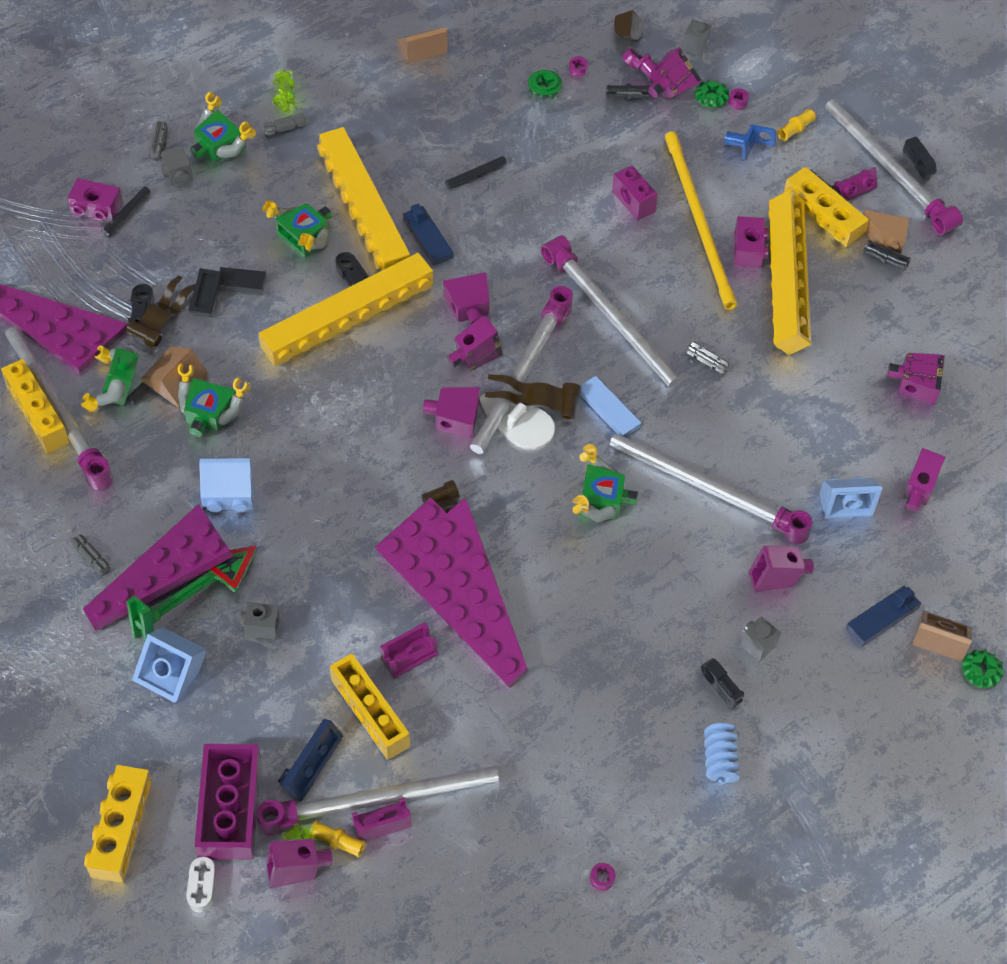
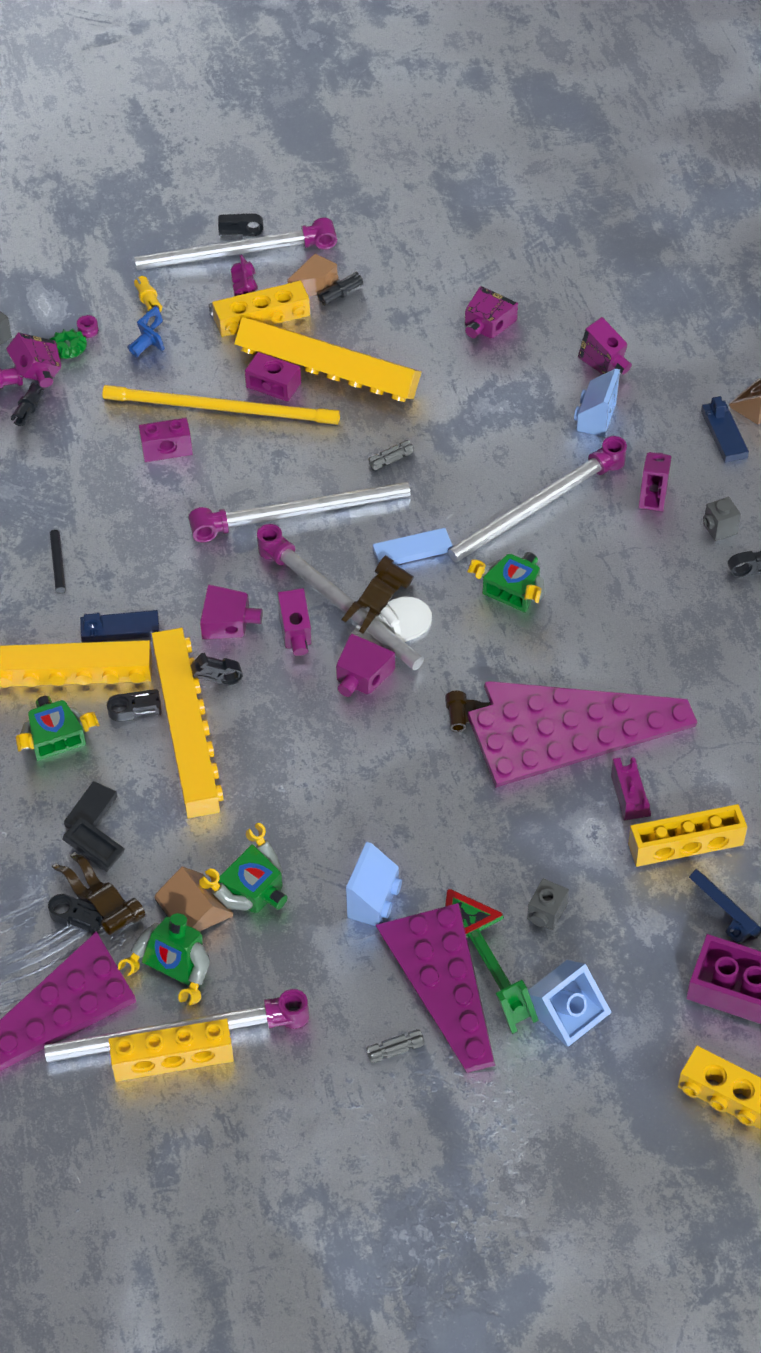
camera: 65 degrees left, 5 degrees down
(402, 310) = (214, 670): none -> black piece

